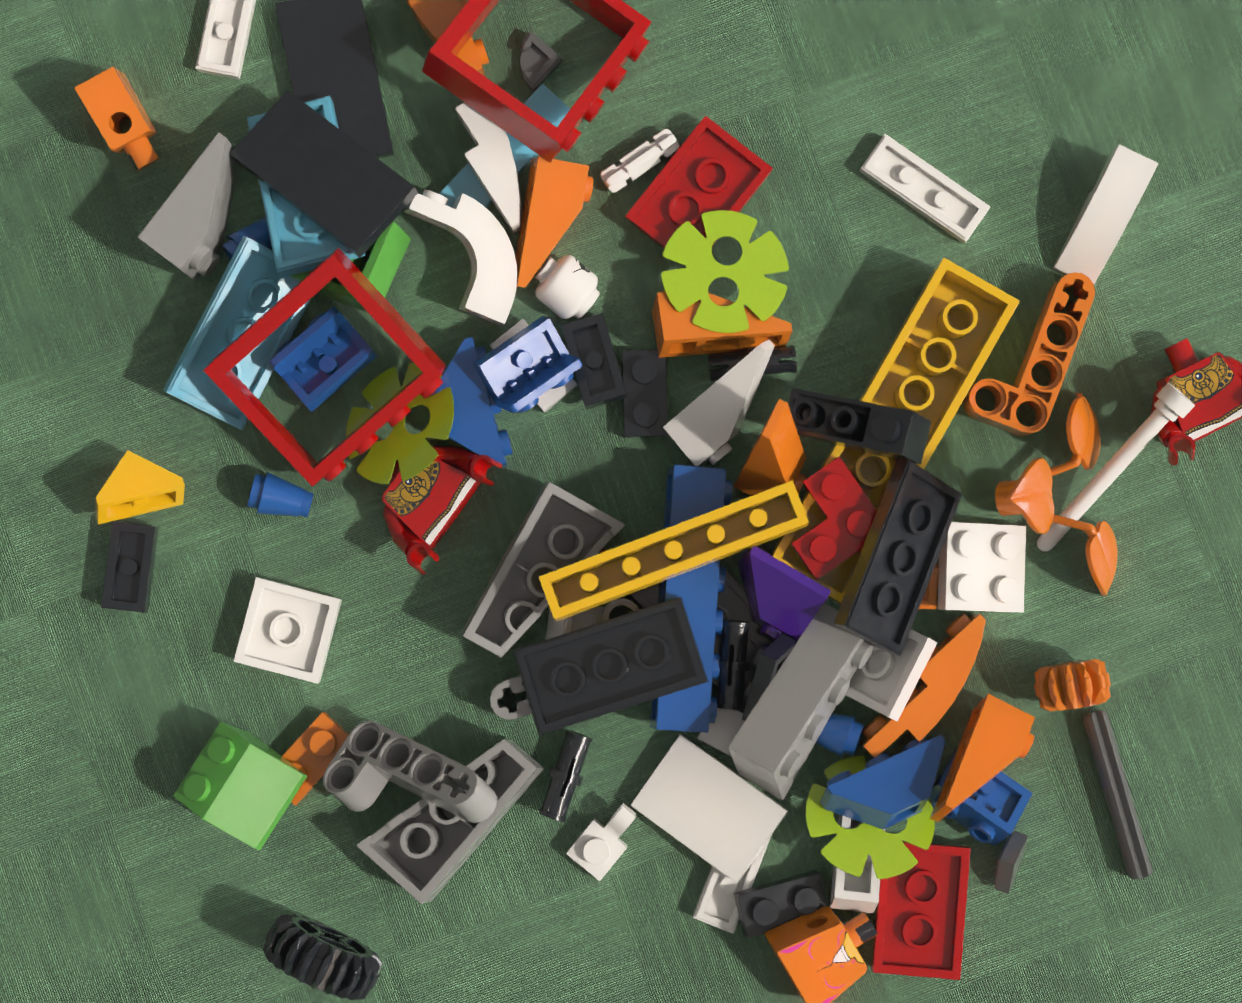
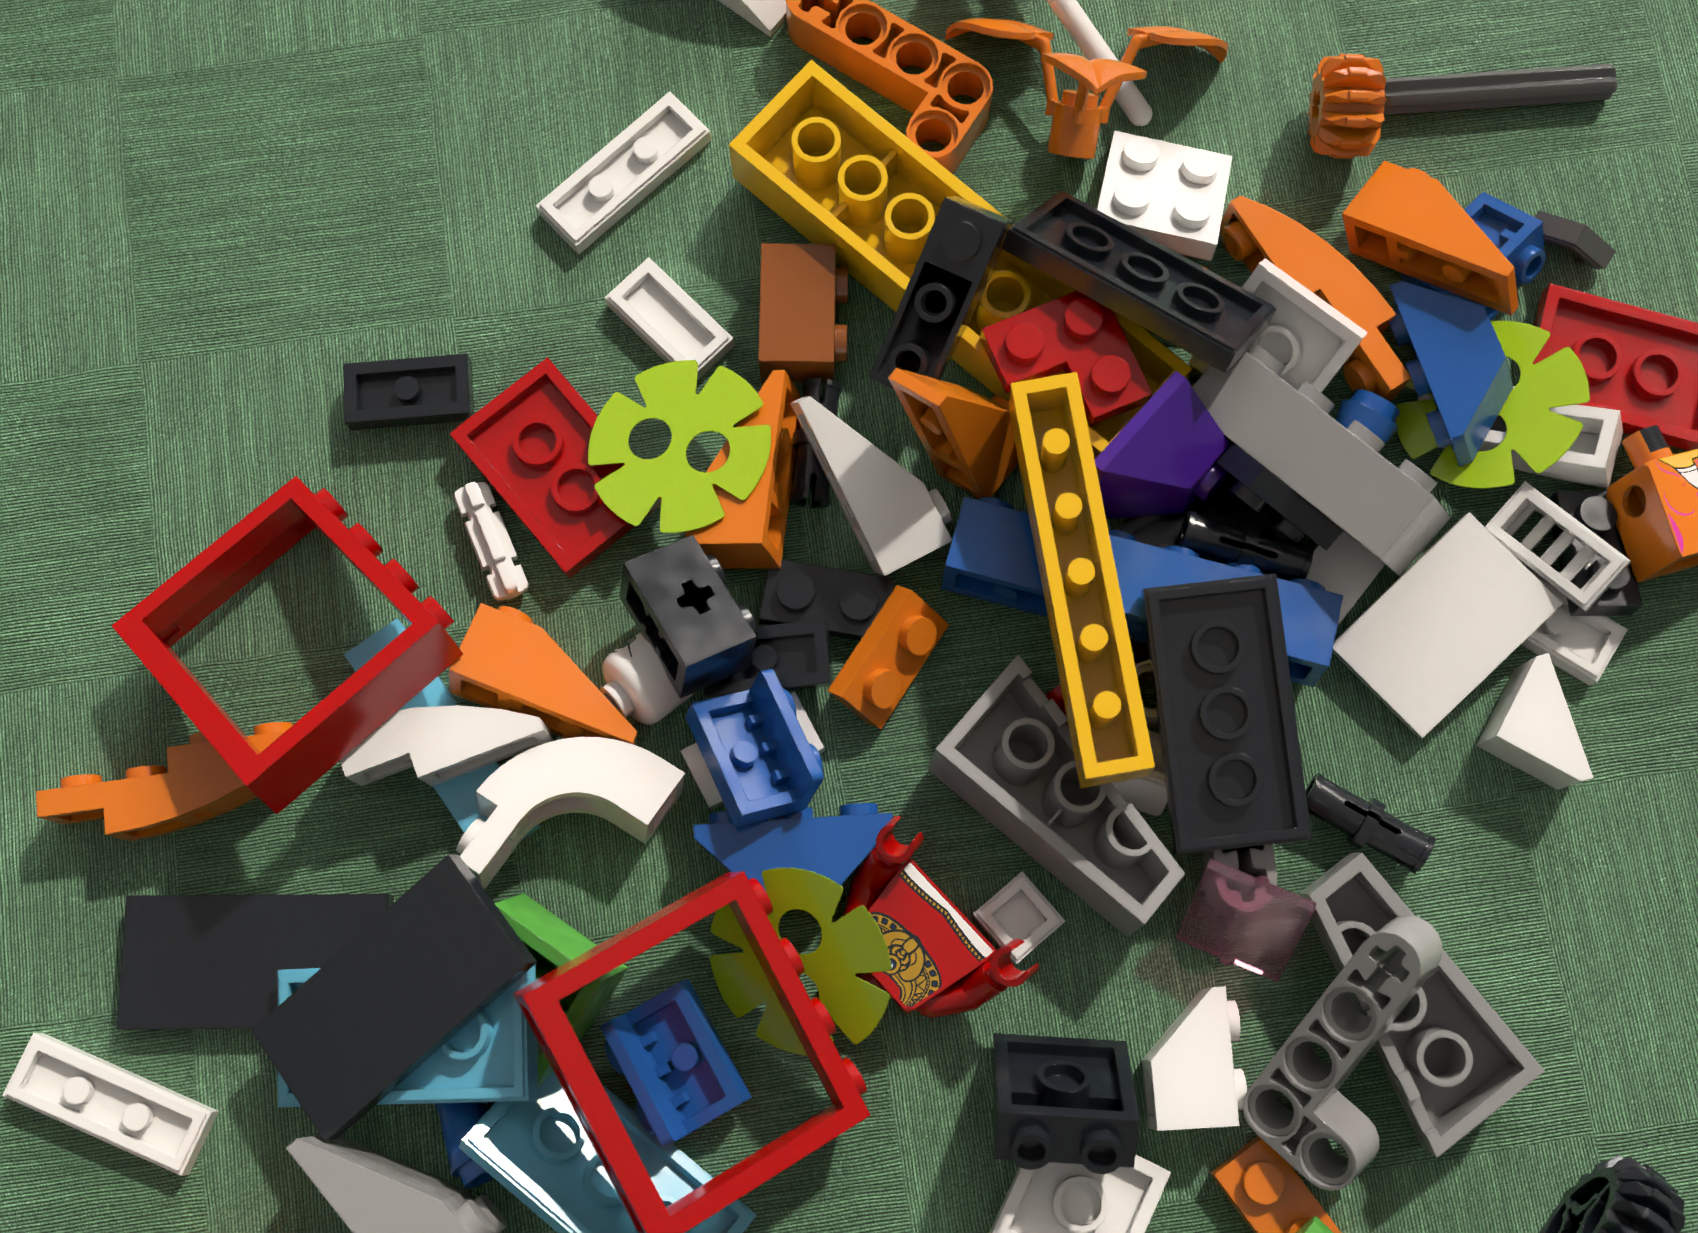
camera: 80 degrees left, 10 degrees down
(279, 497) = (871, 1176): blue cone -> none
(346, 605) = (1063, 1102): none -> black plate
(384, 685) = (1191, 1067): none -> white slope
(460, 560) = (1019, 913): none -> white tile
(482, 703) = (1245, 920): none -> clear pink piece
(537, 61) = (309, 658): dark grey tile -> none
(584, 312) = (688, 615): none -> black brick
(600, 845) = (1472, 793): white plate -> none
(612, 441) = (888, 657): none -> orange plate
(652, 876) = (1535, 727): none -> white slope
(731, 80) = (408, 391): none -> black plate
(780, 839) = (1515, 514): none -> white slope
(821, 244) = (668, 318): none -> white tile
(841, 333) = (799, 311): none -> dark orange brick

